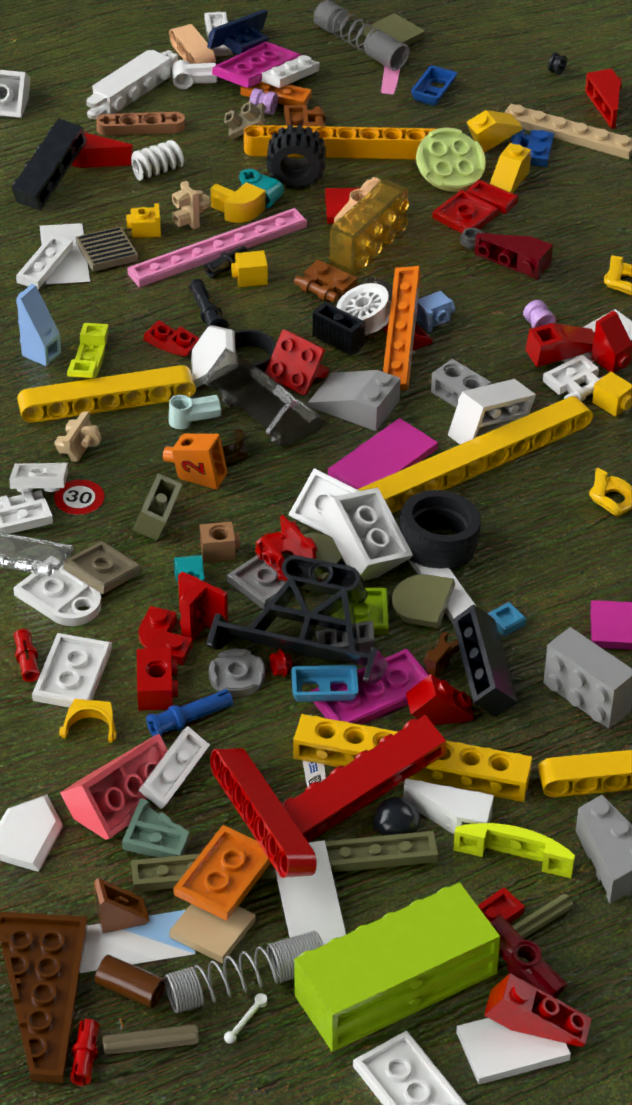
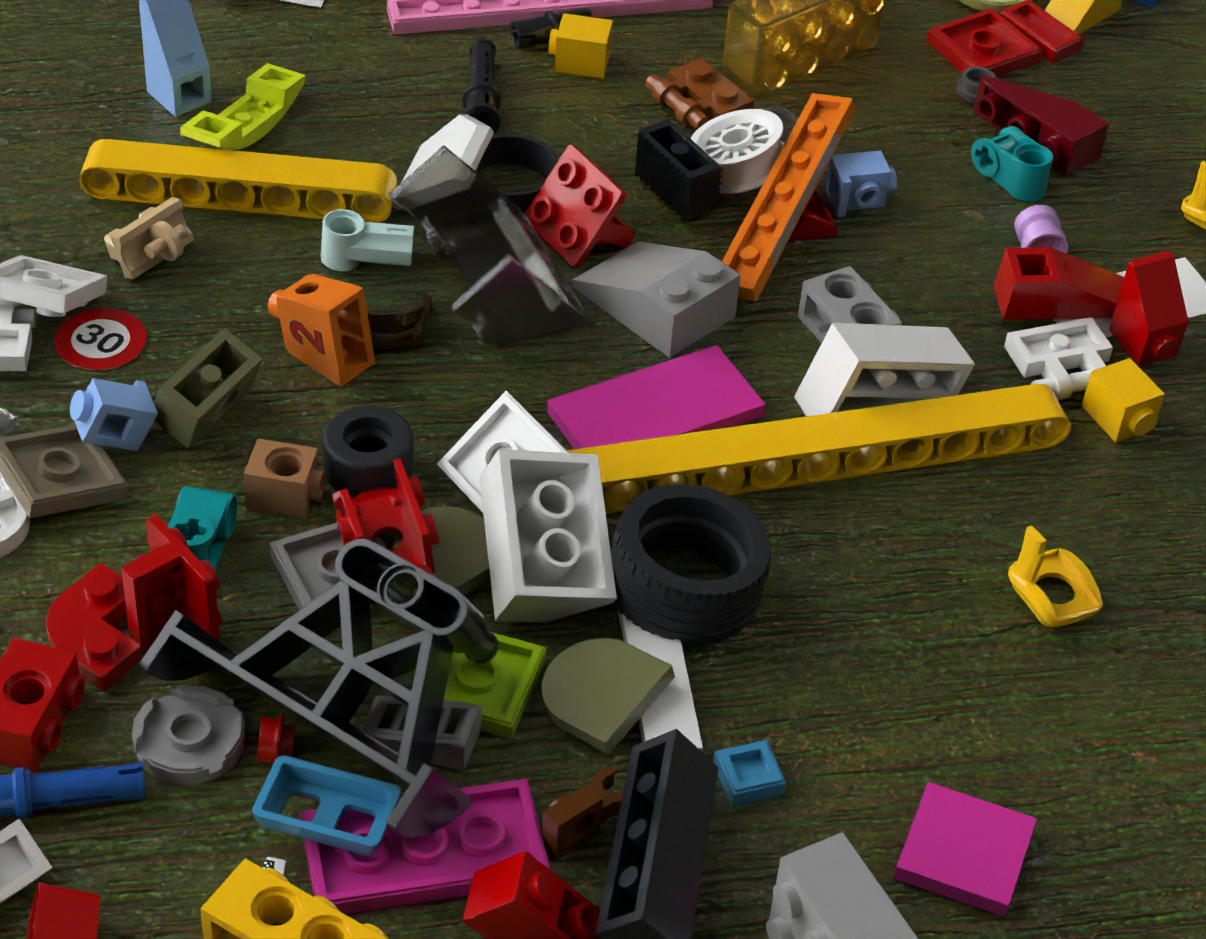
camera: 15 degrees right, 0 degrees up
(110, 531) = (113, 413): none -> light blue brick
(167, 339) = (394, 122): red slope -> none
(253, 516) = (362, 447): none -> black tyre
(511, 279) = (1014, 163): none -> teal piece

